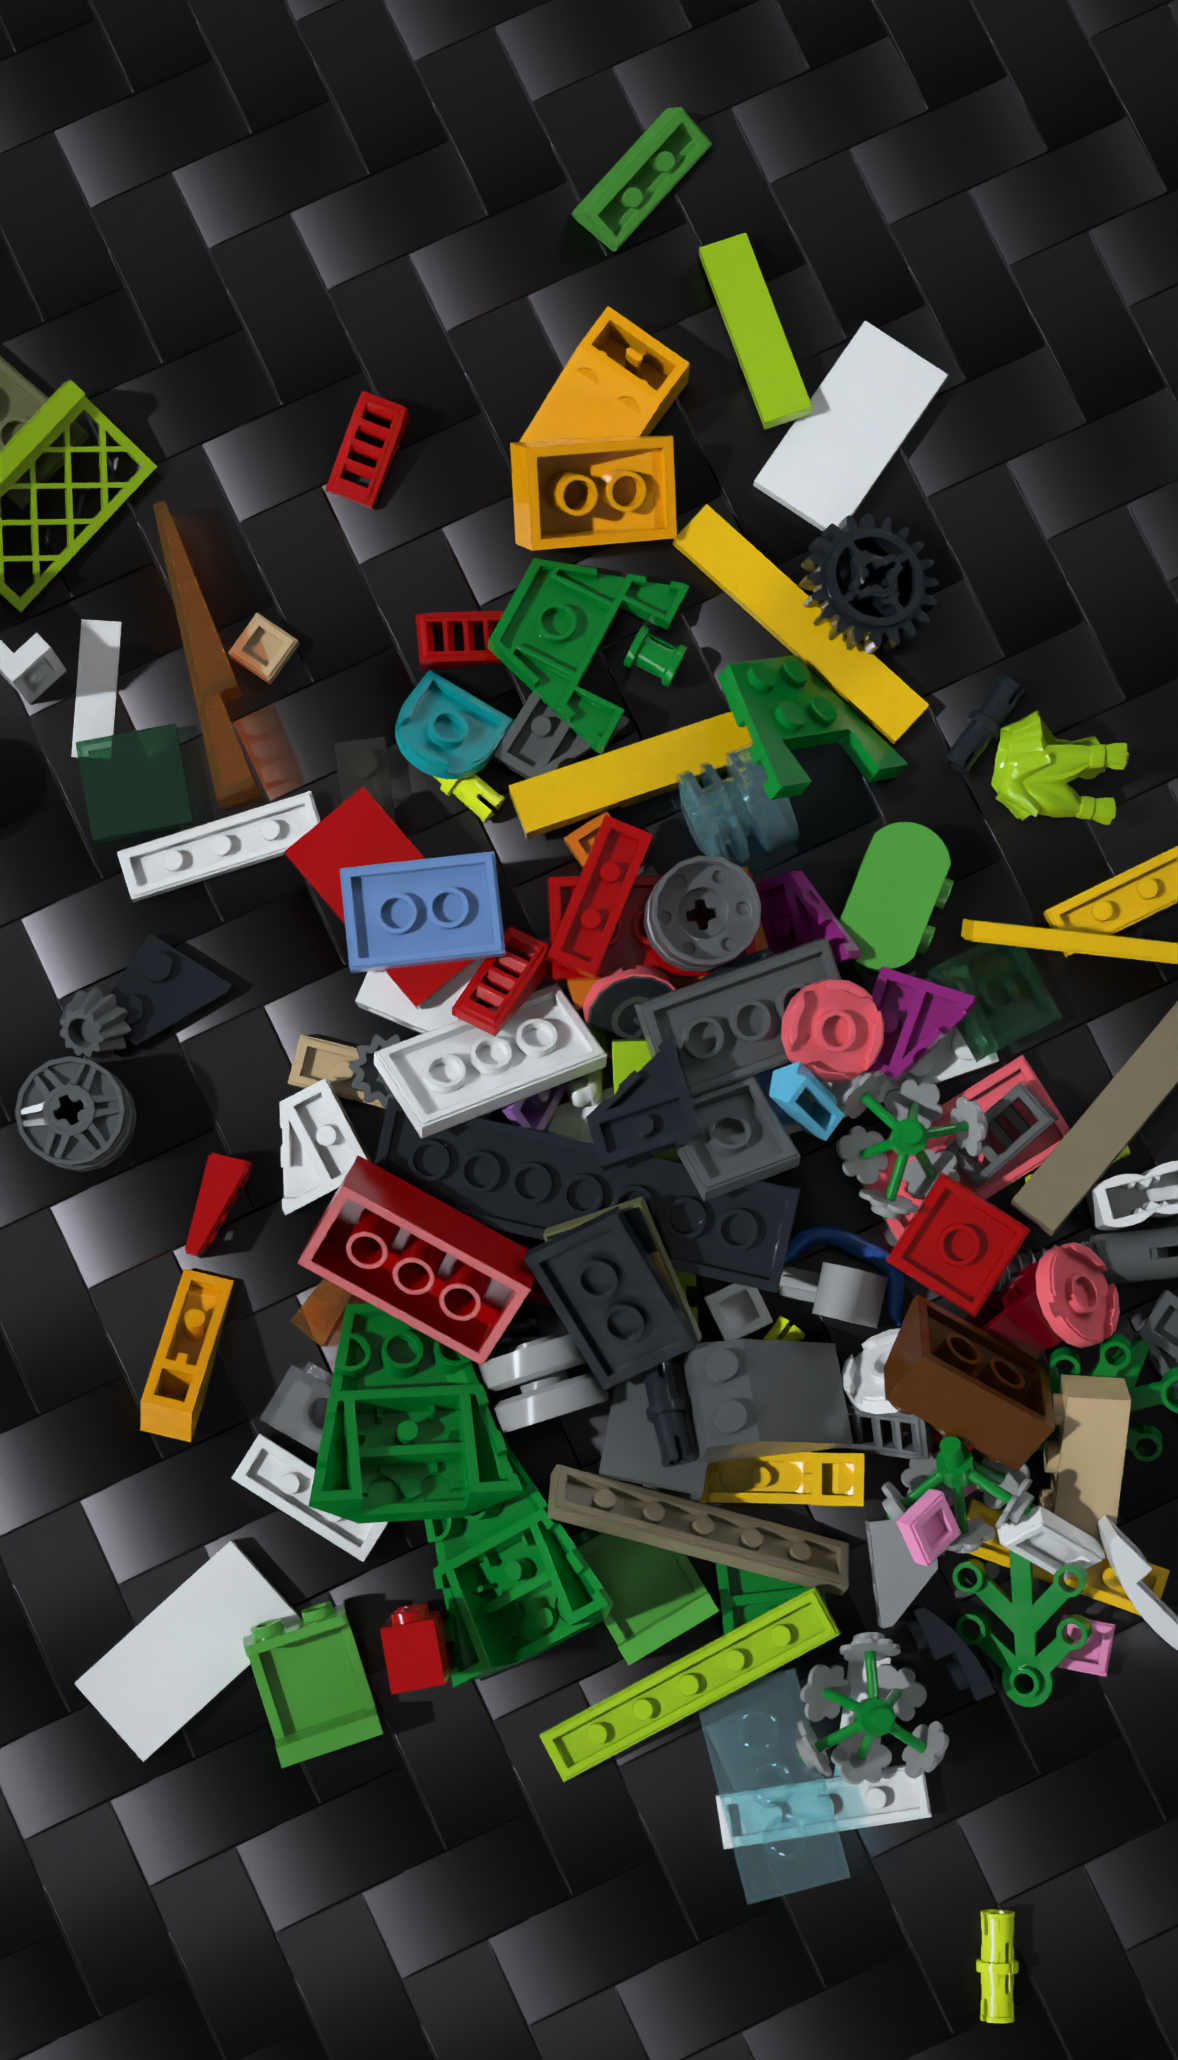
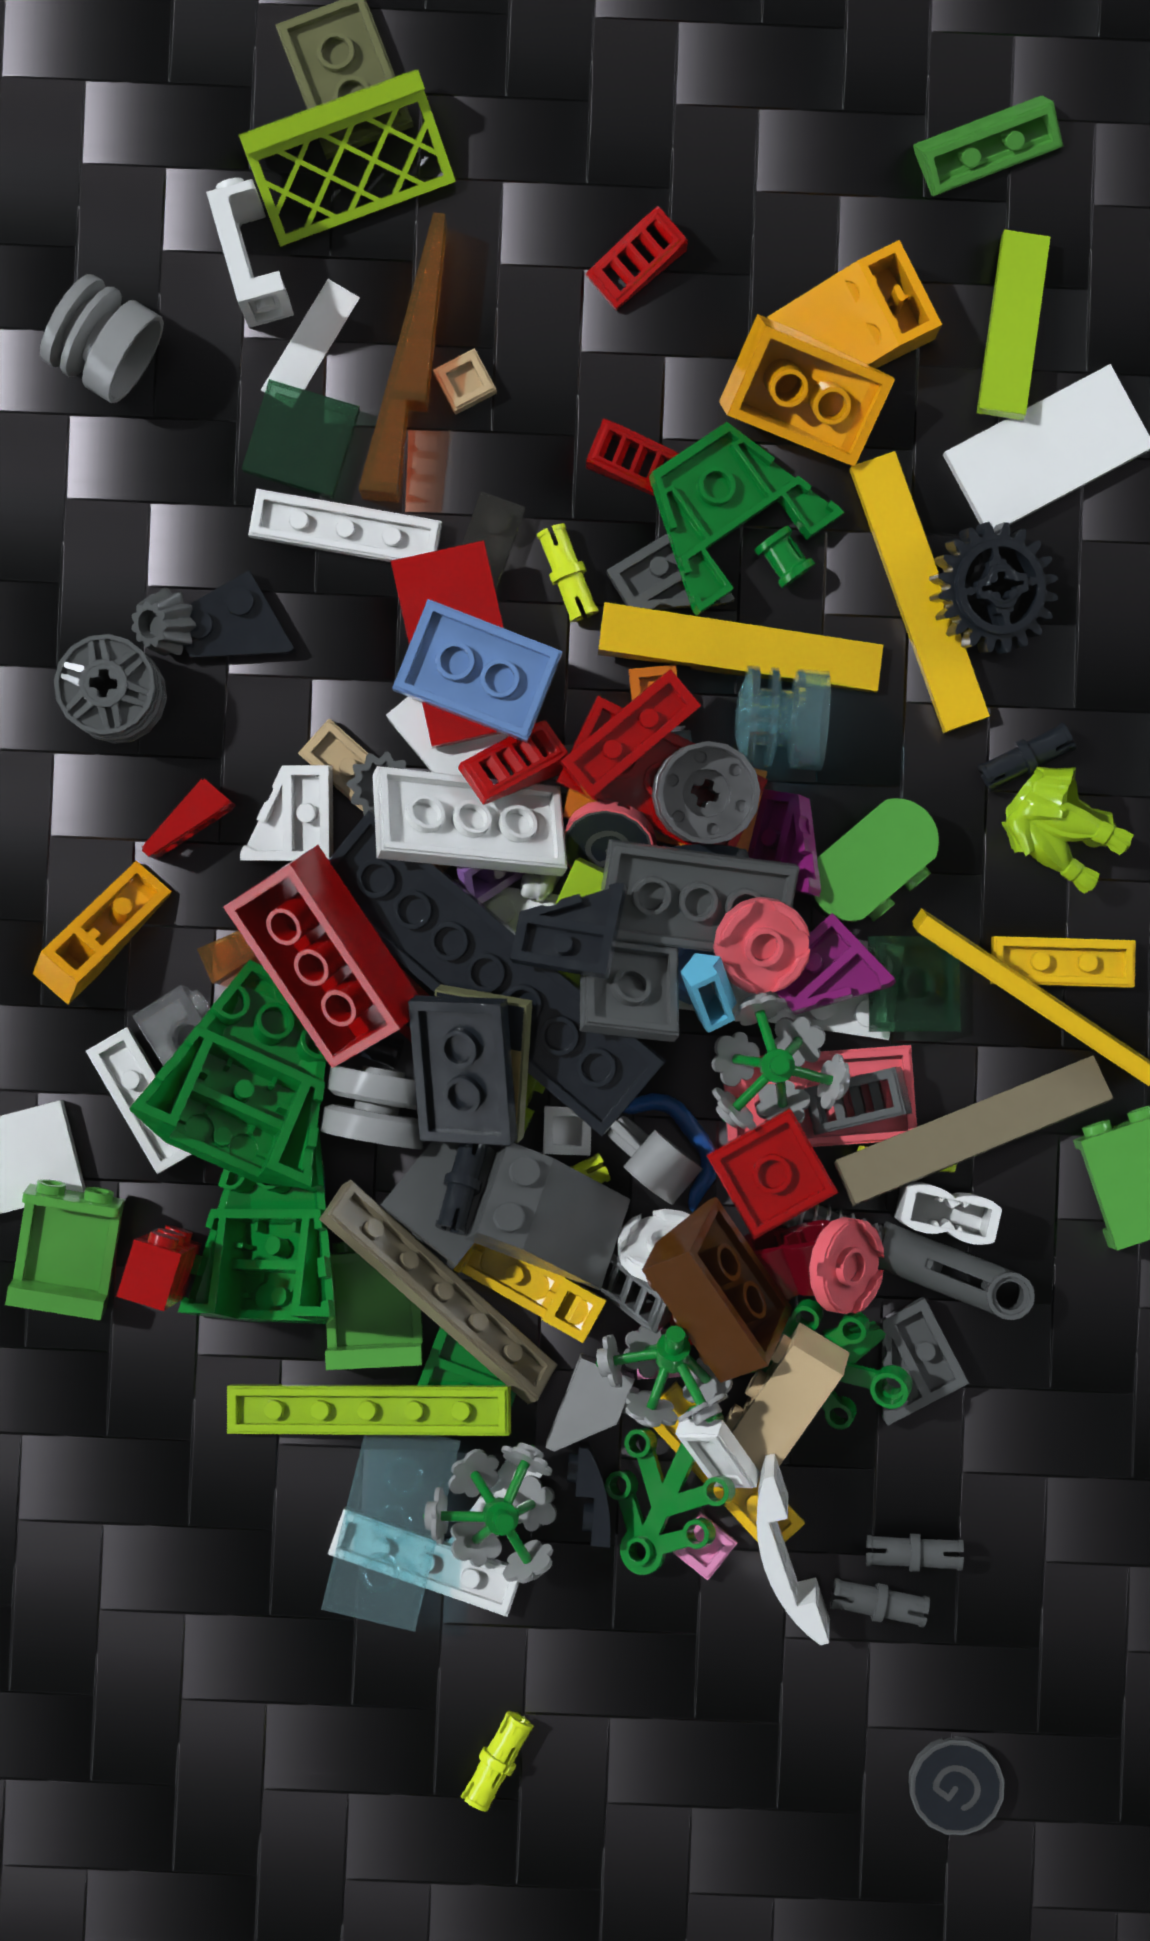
camera: 25 degrees right, 5 degrees up
(448, 729) = (581, 529): teal tile -> none
(793, 710) = (872, 659): green wing -> none
(928, 1527) = (623, 1390): bright pink tile -> none

